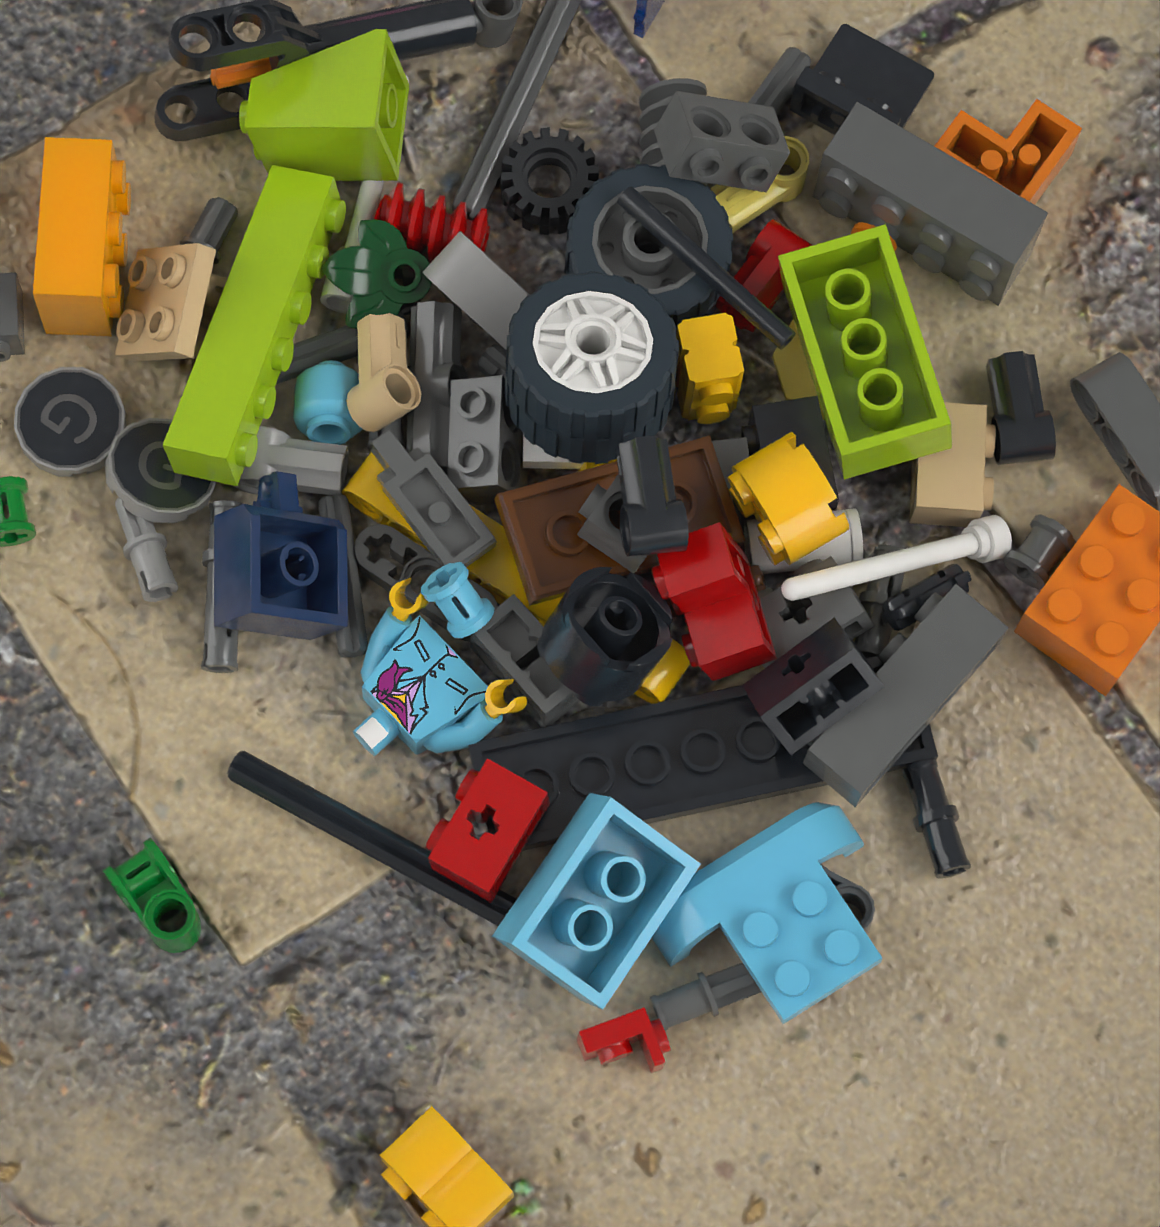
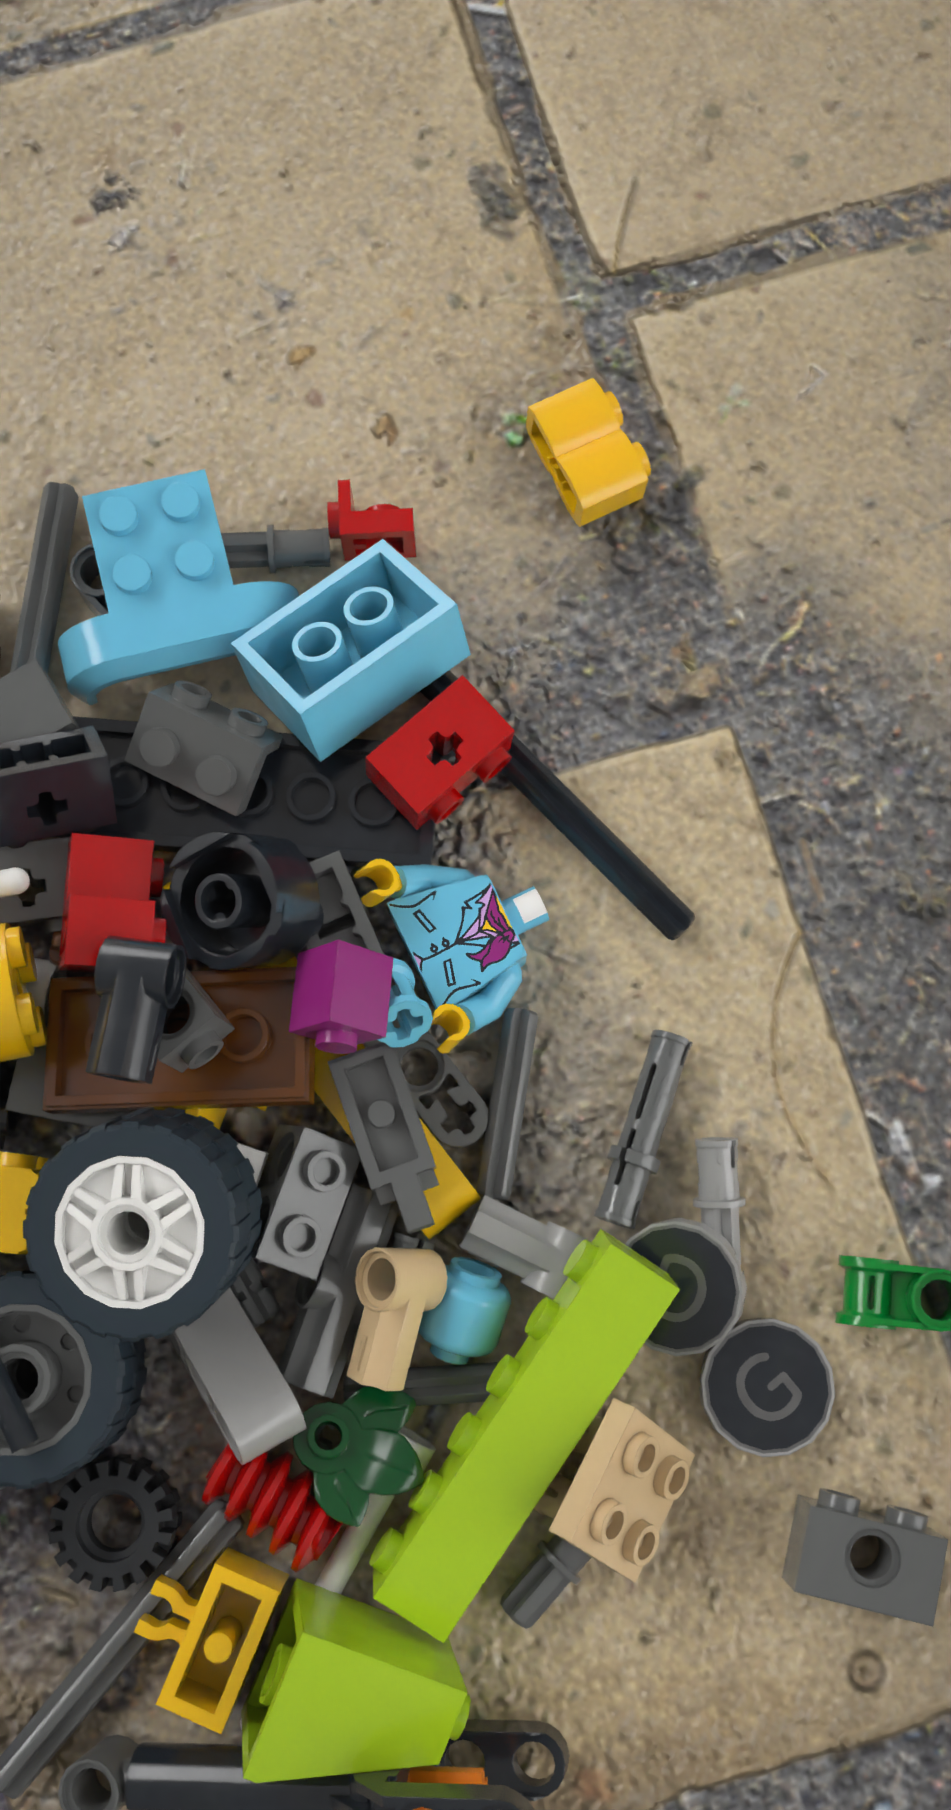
camera: 155 degrees left, 5 degrees up
(81, 237) = (705, 1621): light orange brick -> none
(150, 890) = (807, 810): green piece -> none
(279, 566) = (578, 1117): dark blue hinge -> none
(443, 125) = (220, 1638): none -> yellow brick
(497, 576) = (341, 996): none -> magenta brick
(696, 781) = (202, 745): none -> dark grey bracket
(900, 892) = (45, 575): none -> dark grey axle

